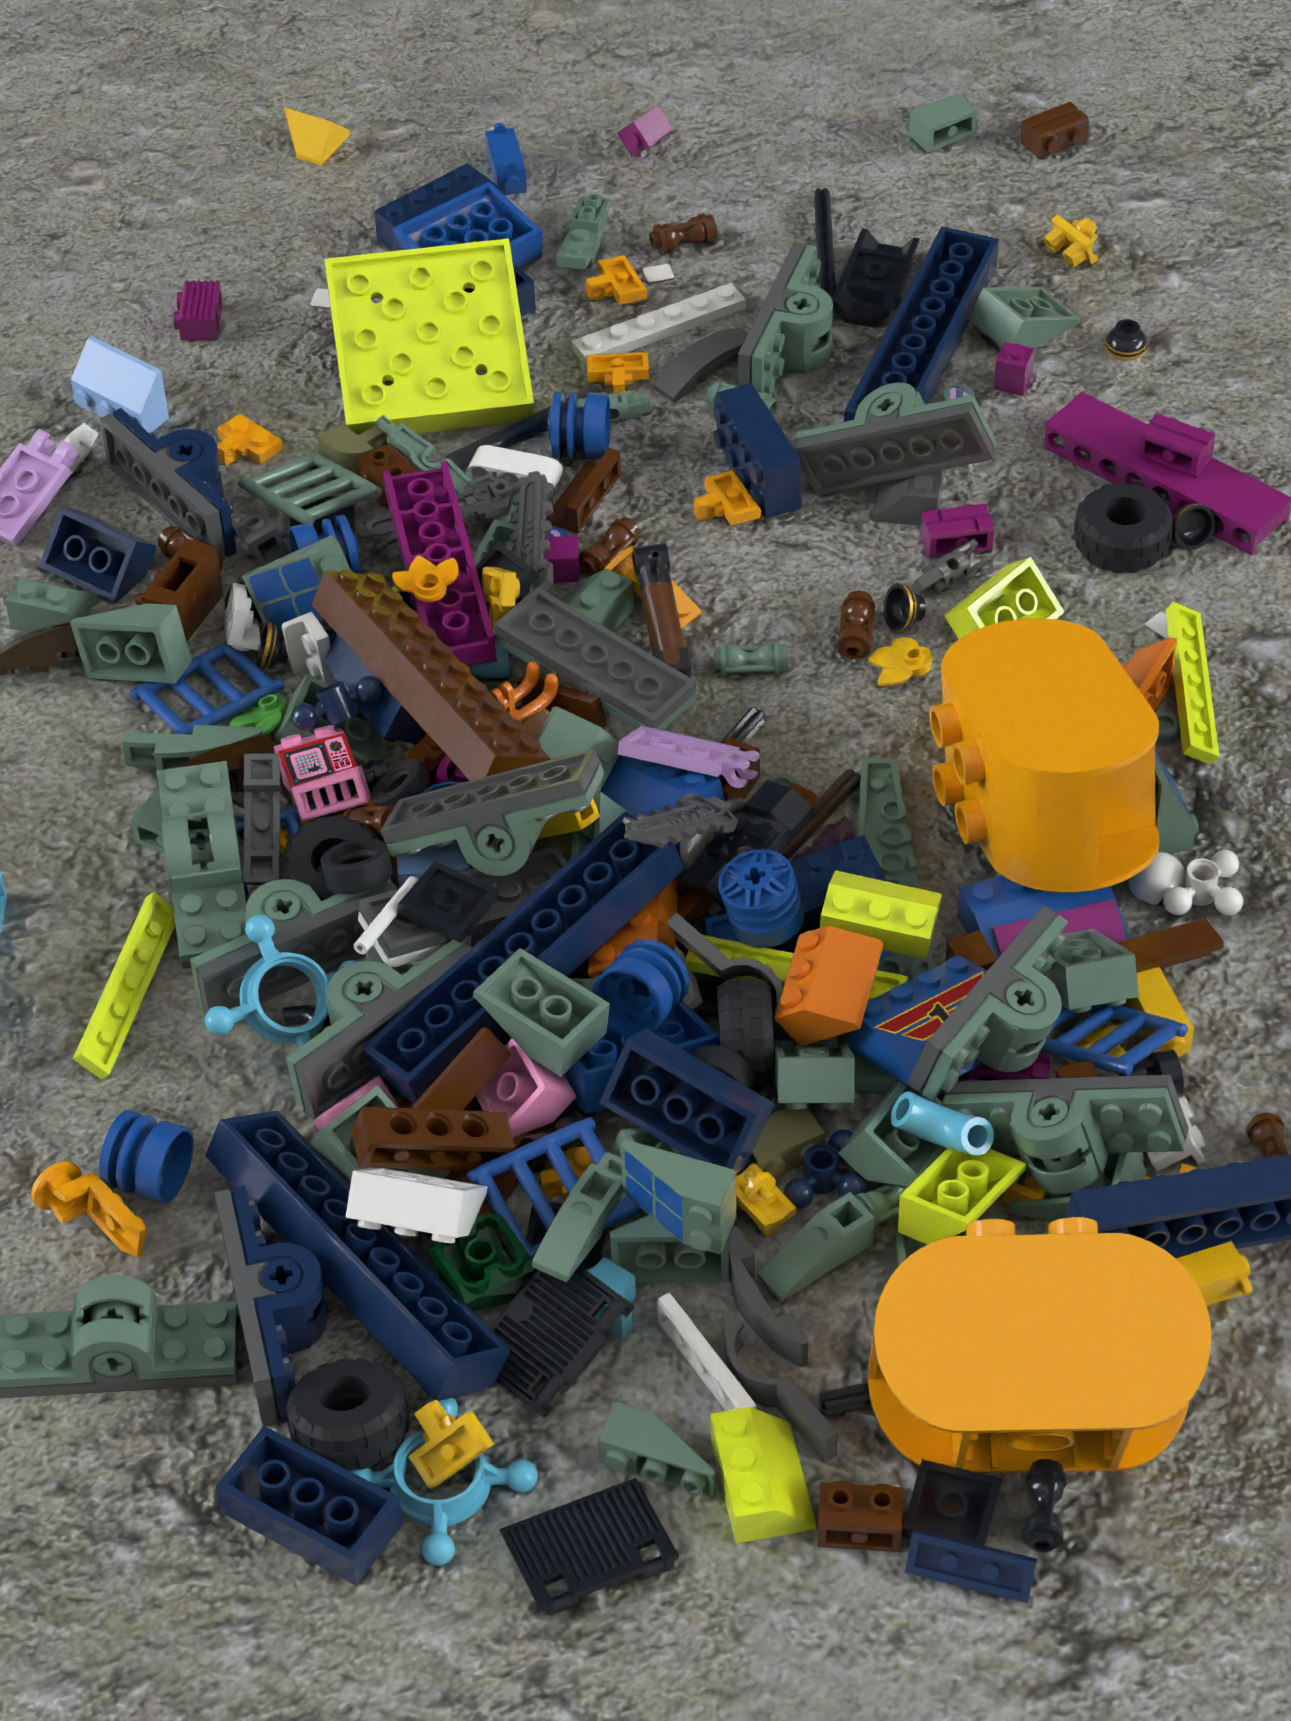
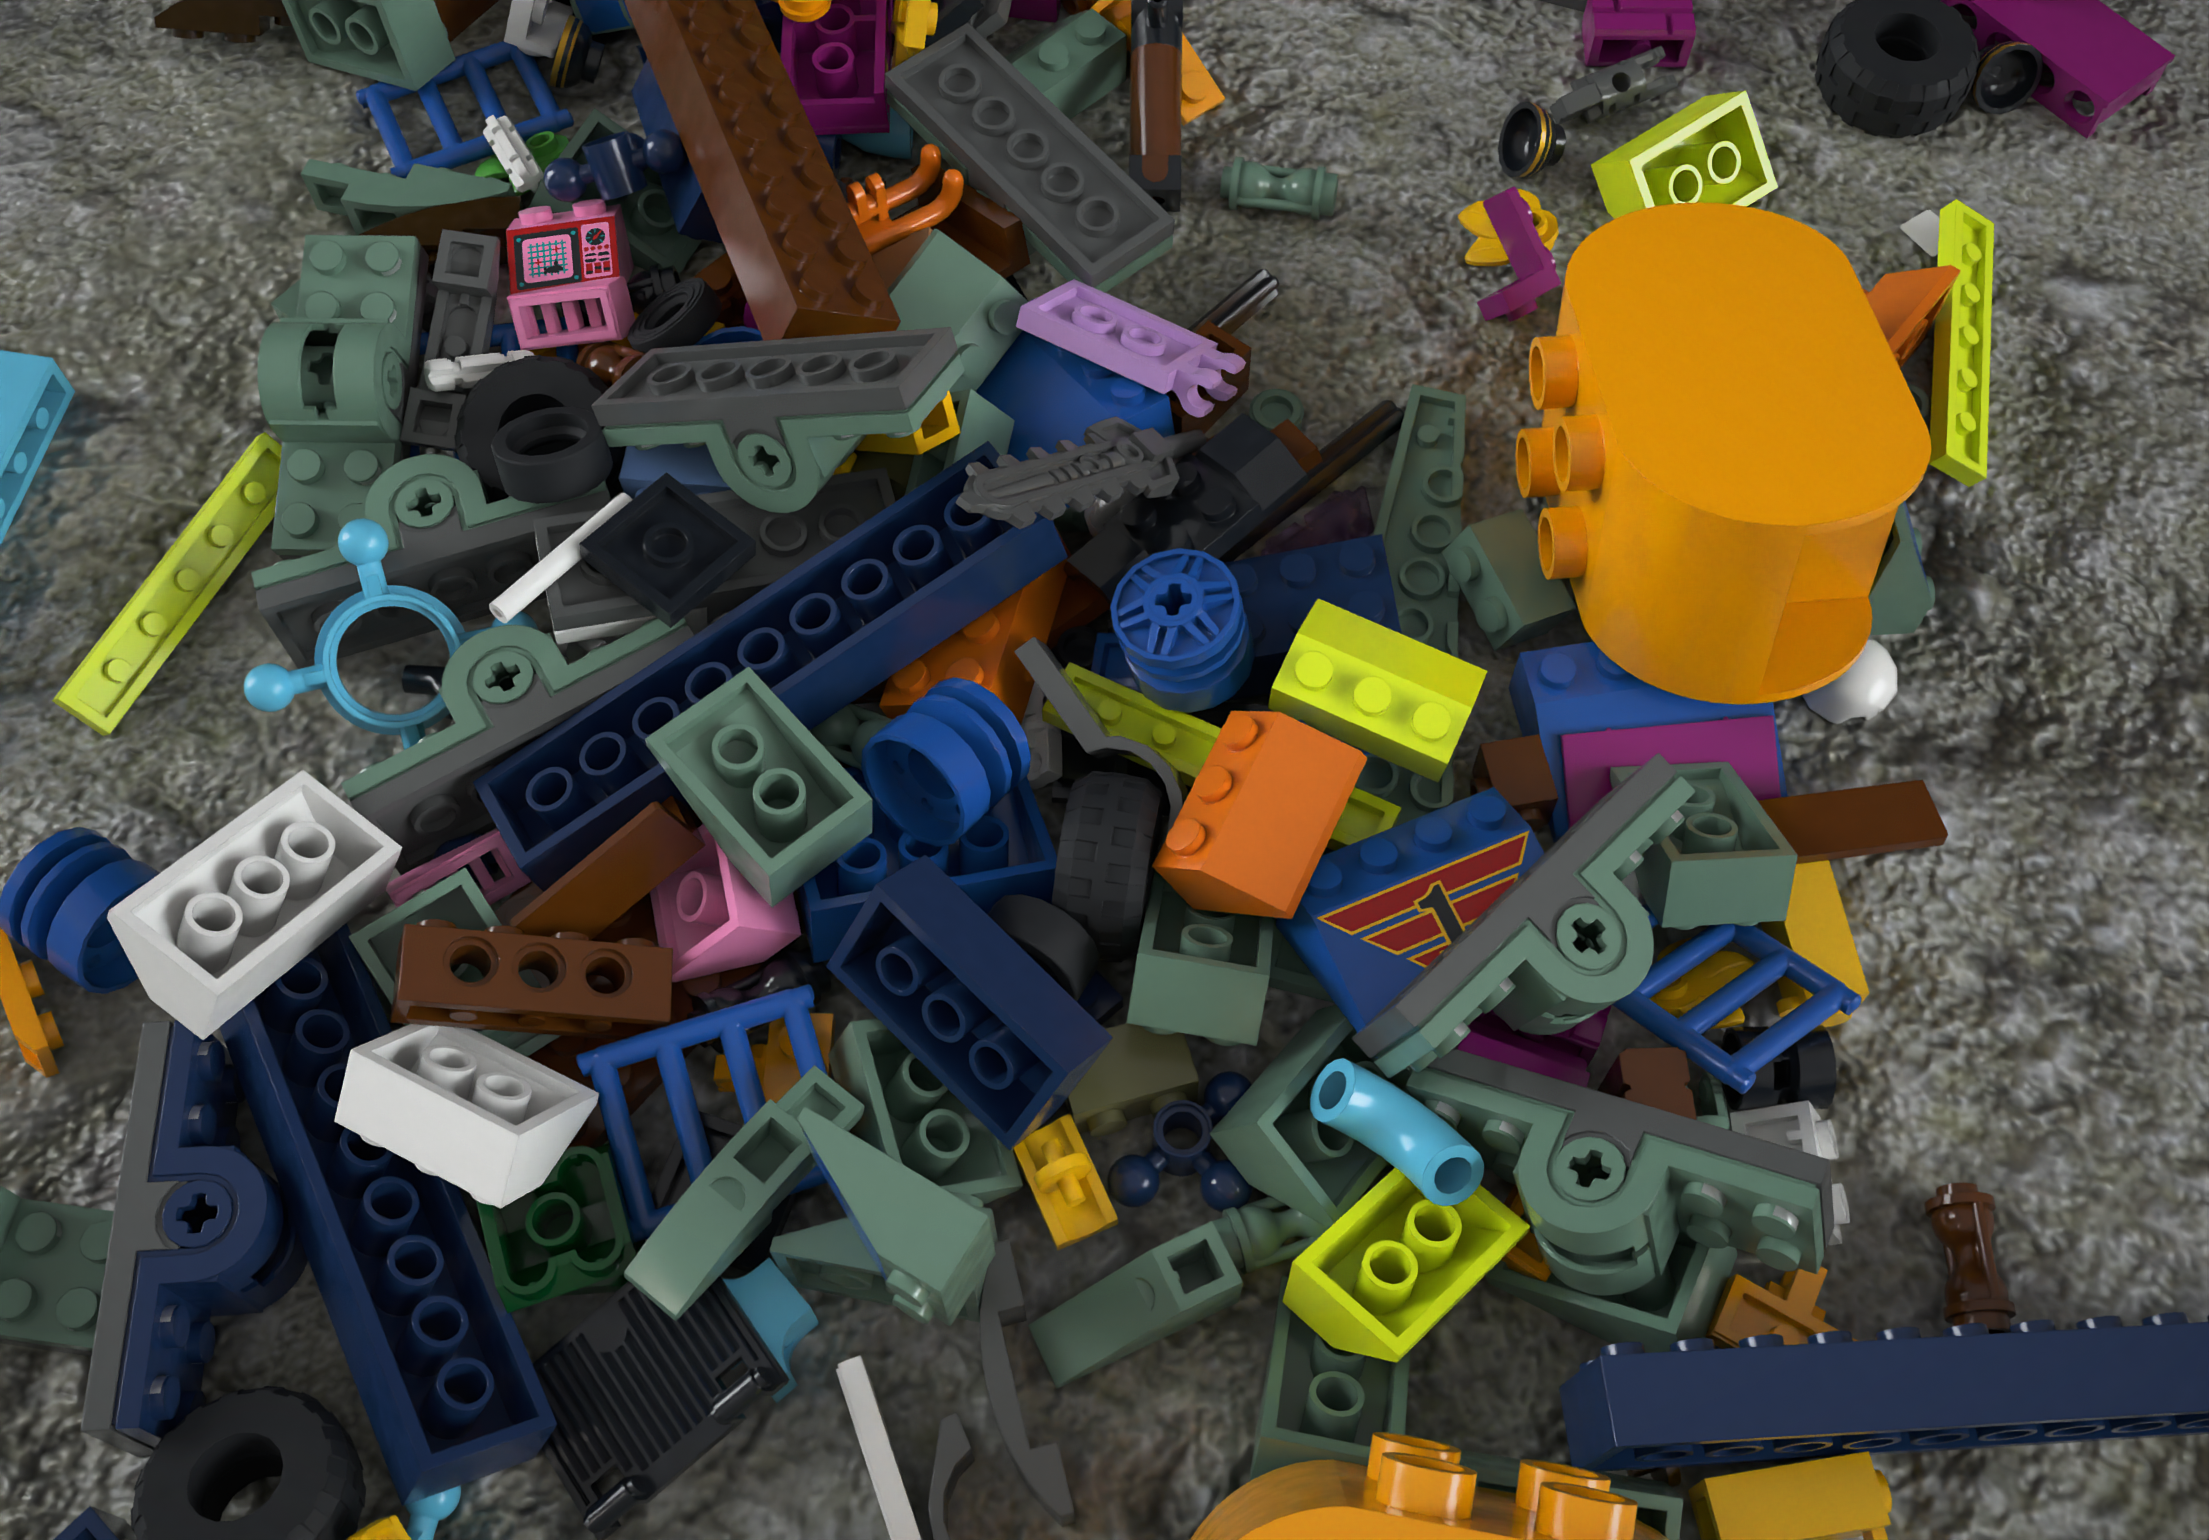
camera: 10 degrees right, 15 degrees up
(257, 709) = (513, 153): none -> white axle
(267, 1114) = (252, 902): none -> white slope
(276, 835) = (465, 370): none -> white axle
(307, 646) = (612, 57): white bracket -> none
(857, 611) = (1458, 139): reddish brown piece -> none
(914, 671) = (1527, 254): none -> magenta bracket
(942, 854) = (1504, 580): none -> sand green brick
(1202, 886) = (1959, 745): white piece -> none

